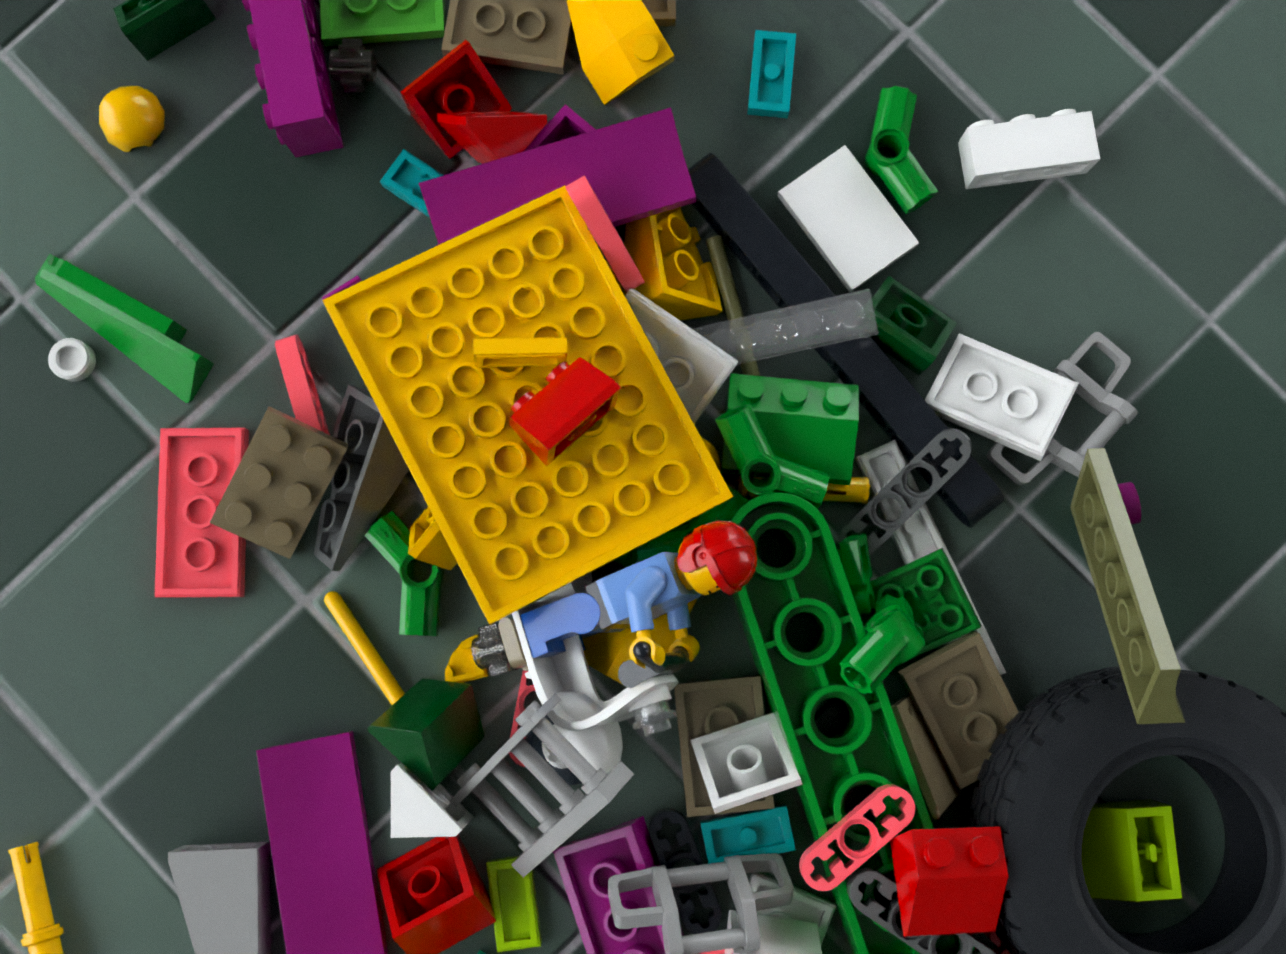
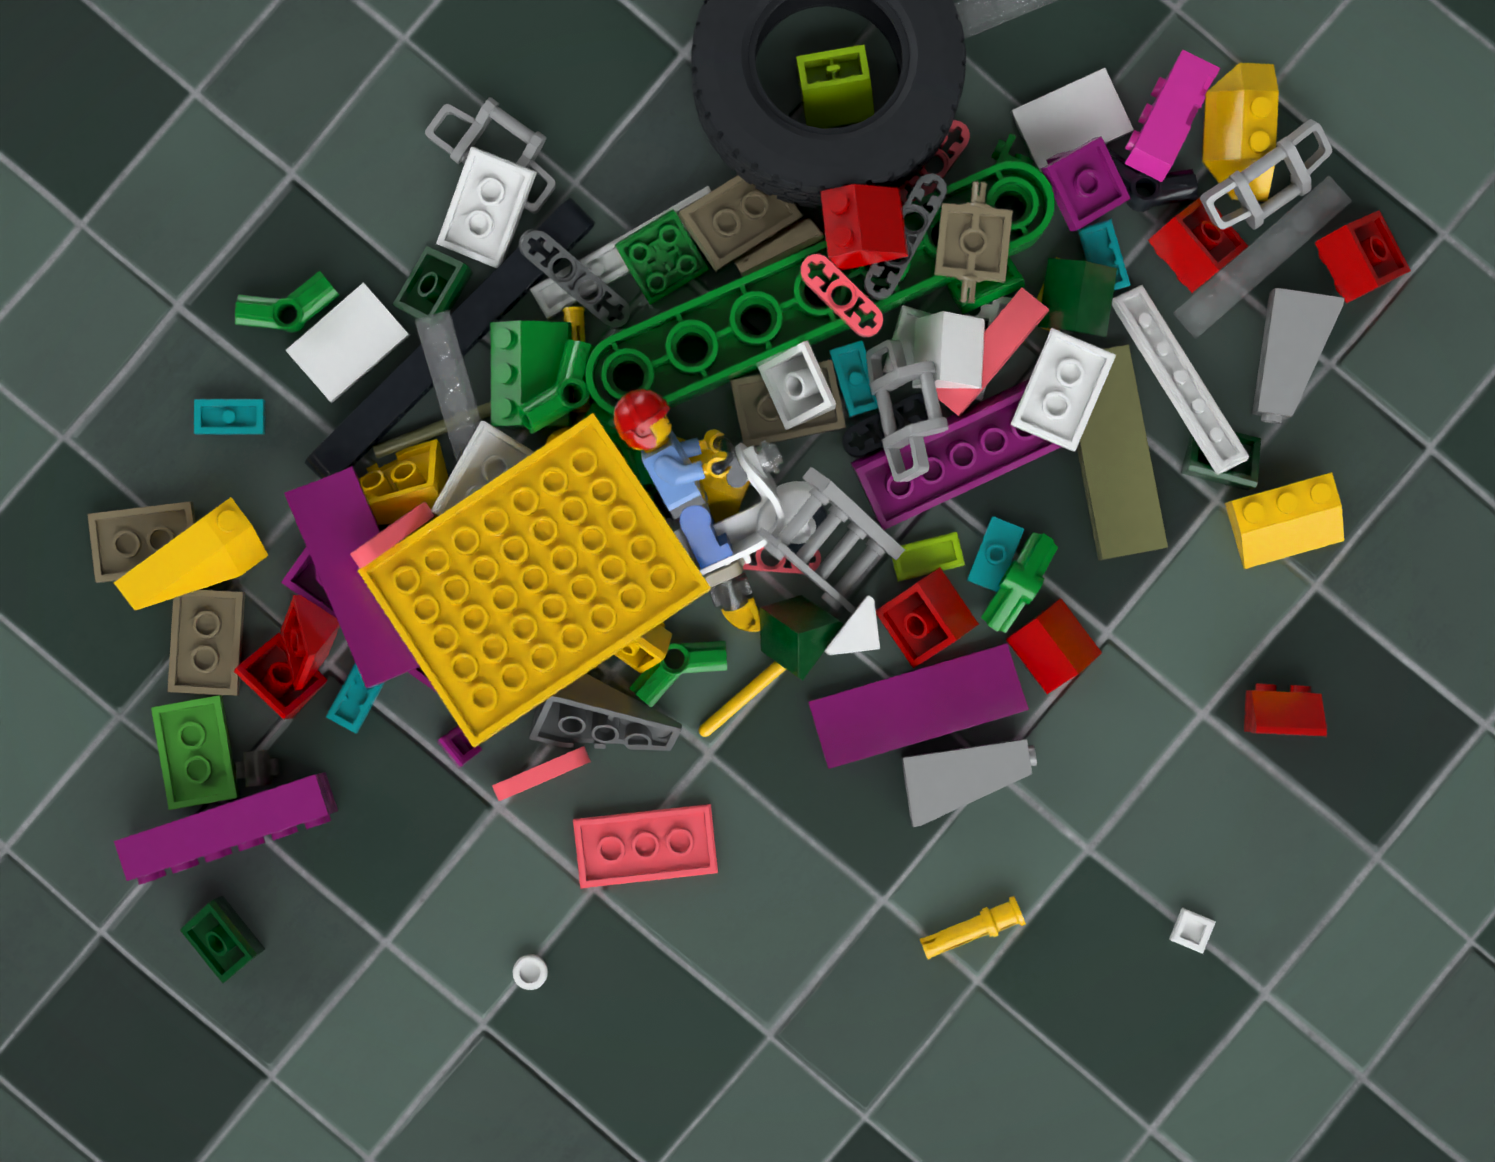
camera: 95 degrees left, 5 degrees up
(128, 325) = (495, 931): green wedge -> none
(131, 117) = (319, 951): yellow hair -> none
(279, 482) = (616, 780): dark tan plate -> none
(519, 351) = (499, 586): yellow tile -> none
(564, 408) = (541, 547): red slope -> none
(857, 567) = (639, 310): green plate -> none
(888, 643) = (693, 283): green piece -> none
(1028, 148) = (274, 199): white brick -> none
(1126, 593) = (635, 106): olive arch -> none
(1131, 501) = (563, 100): magenta tile -> none

